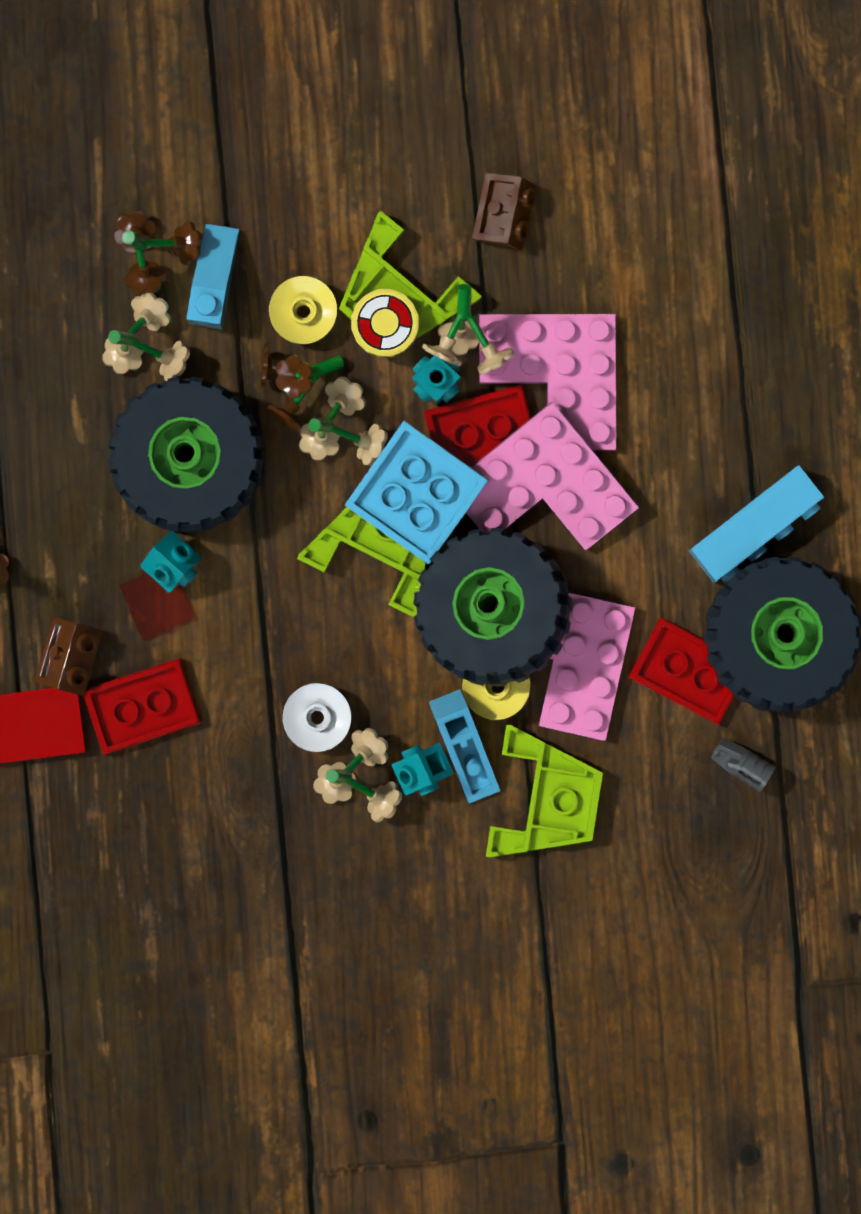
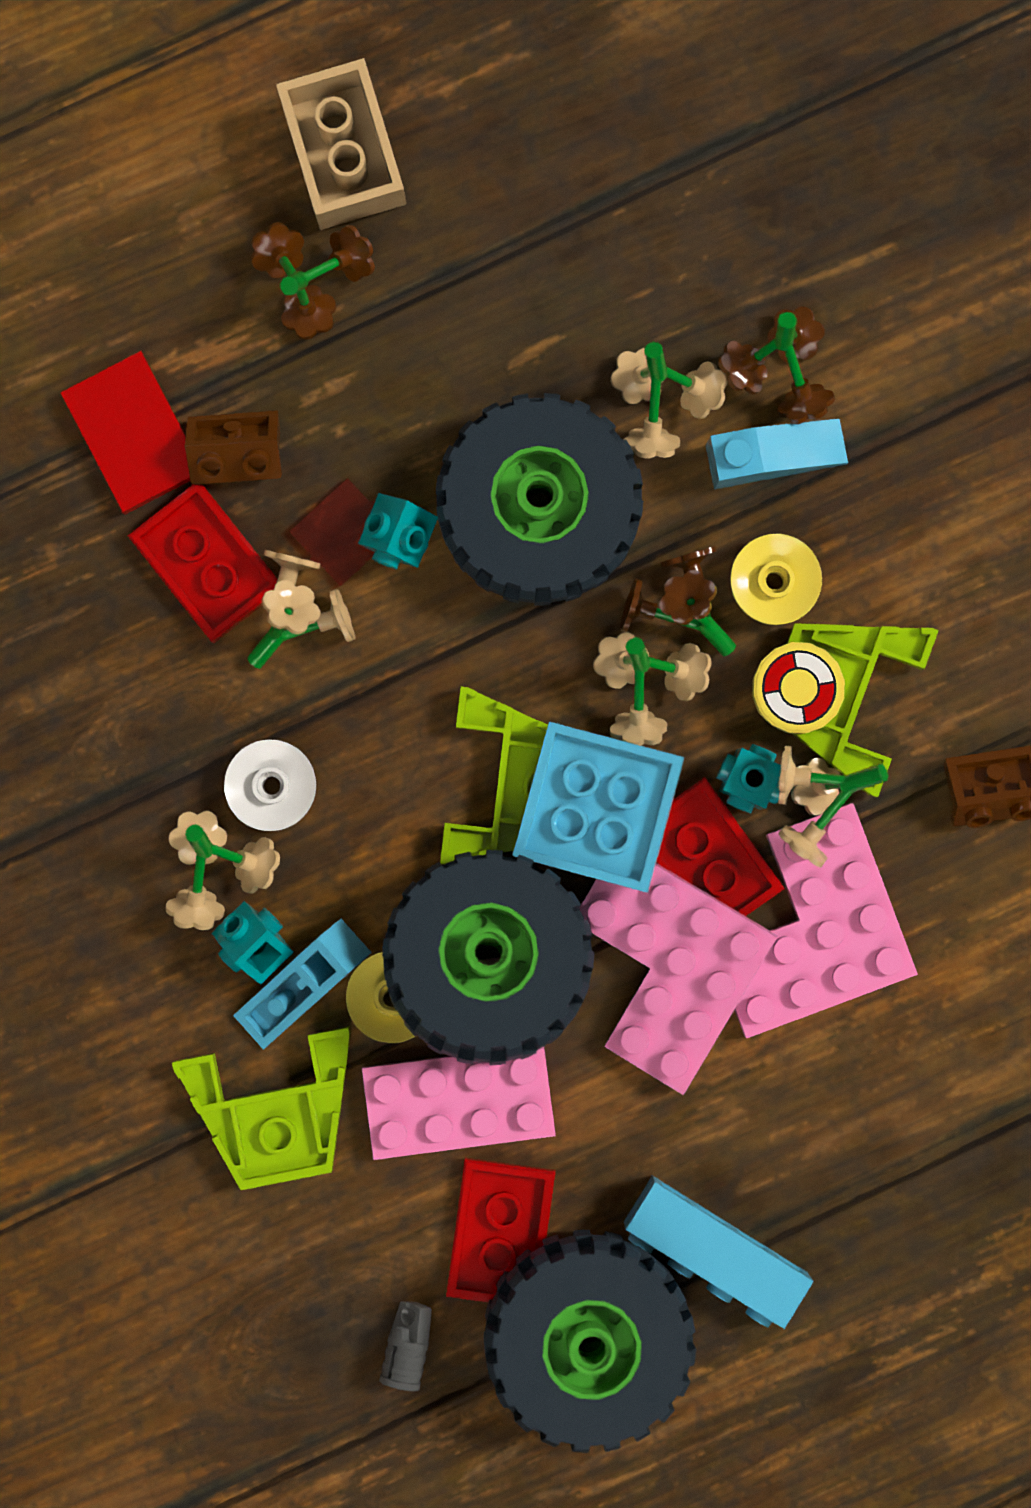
camera: 65 degrees right, 0 degrees up
(200, 653) = (294, 609): none -> tan plant

